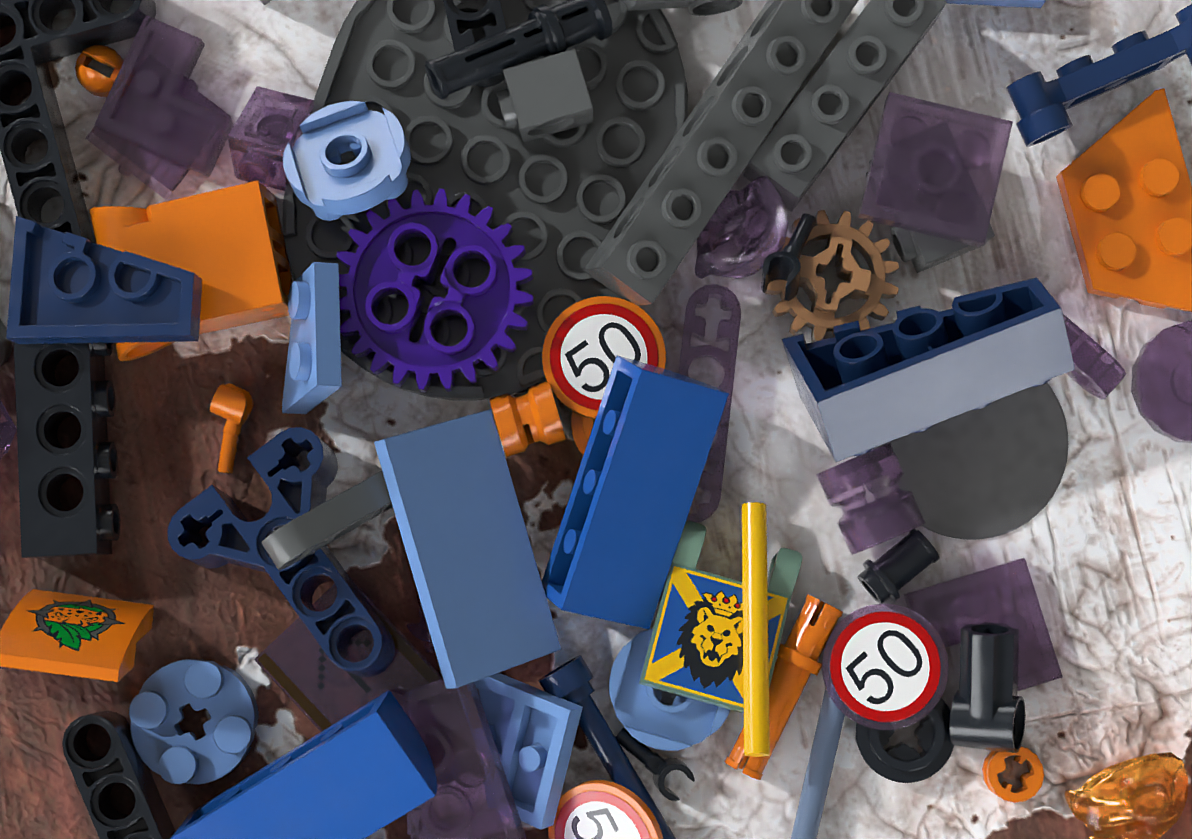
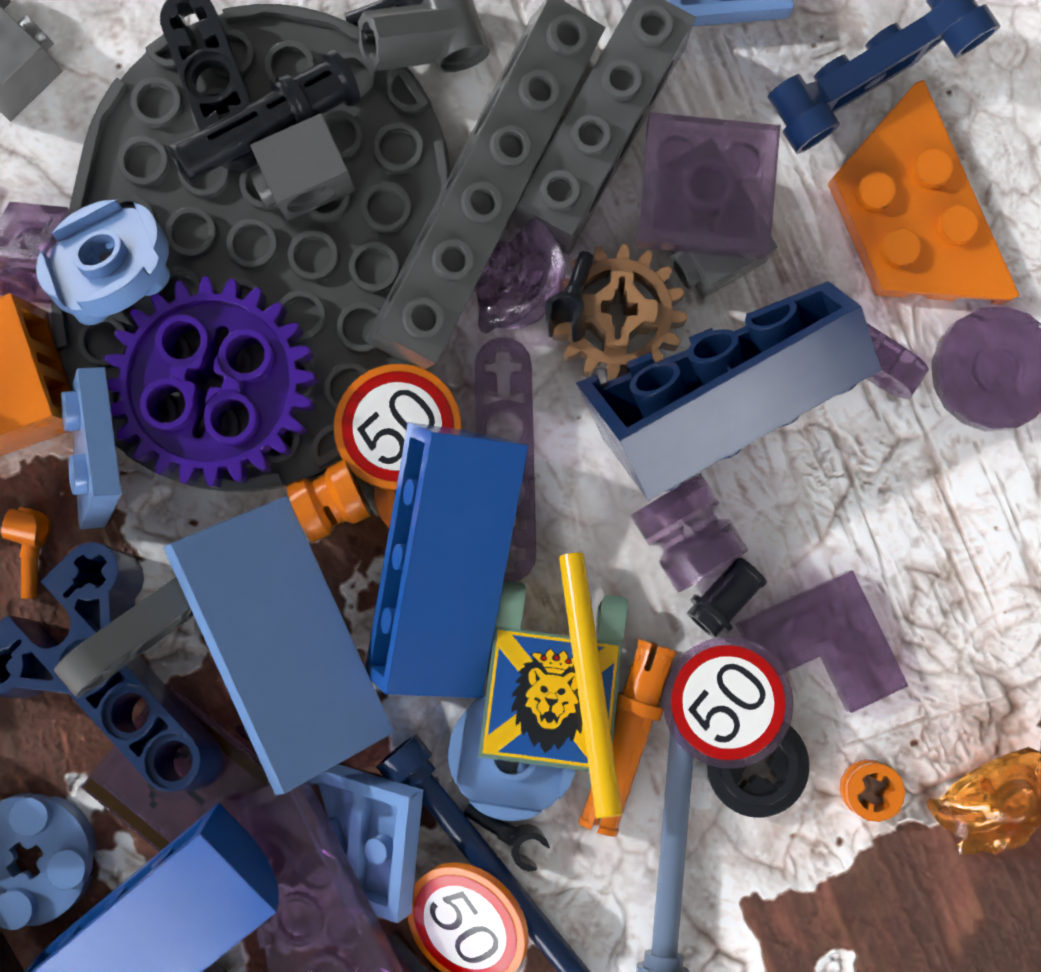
camera: 15 degrees left, 0 degrees up
(987, 465) = (801, 482): flat silver sticker -> none
(987, 706) = (837, 728): black piece -> none

